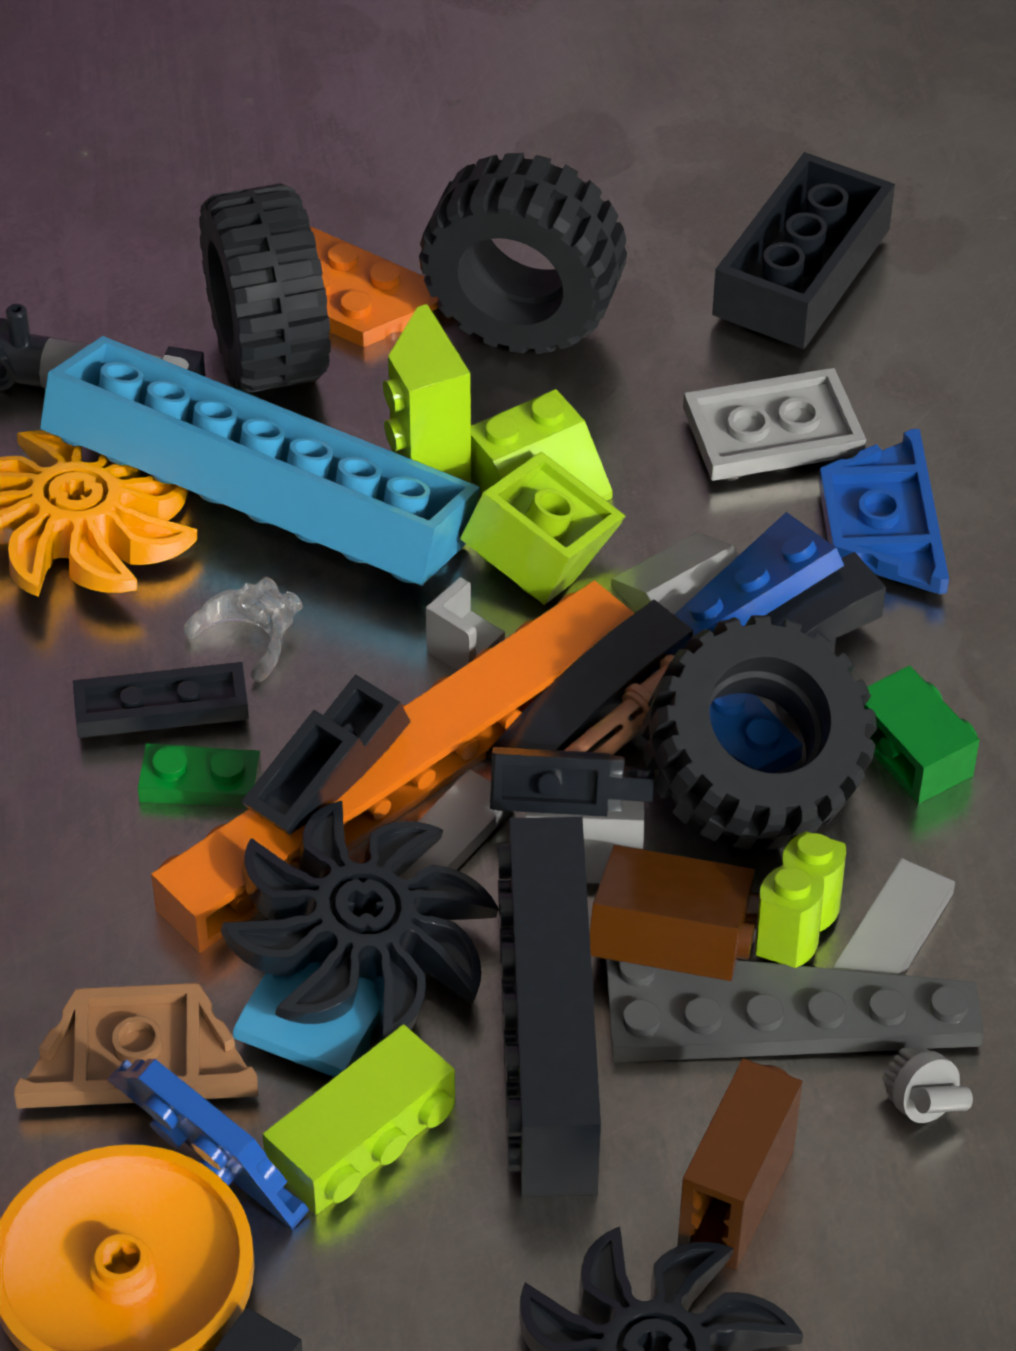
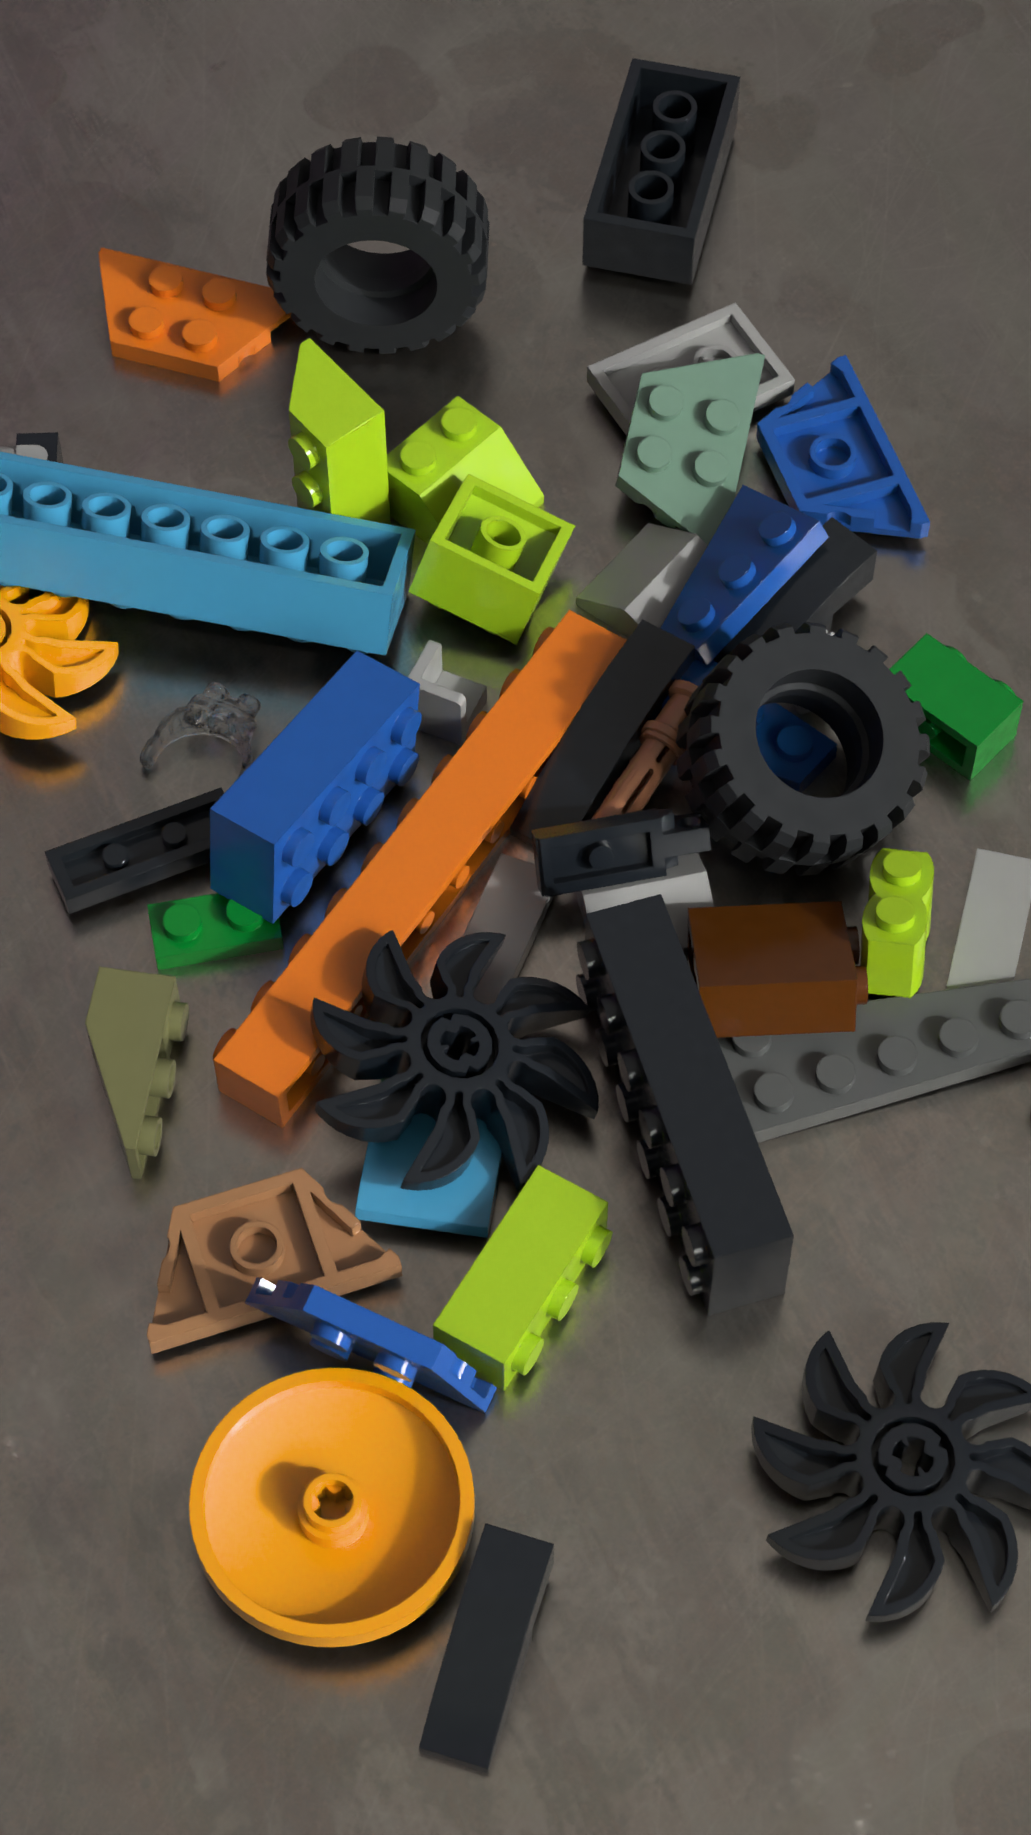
camera: 15 degrees left, 10 degrees up
(91, 848) = (131, 1039): none -> olive slope
(265, 287) = (110, 346): black tyre -> none
(301, 664) = (314, 787): none -> blue brick
(327, 755) = (361, 884): black slope -> none
(740, 1159) = (932, 1228): reddish brown brick -> none
(753, 467) = (690, 441): none -> sand green wing

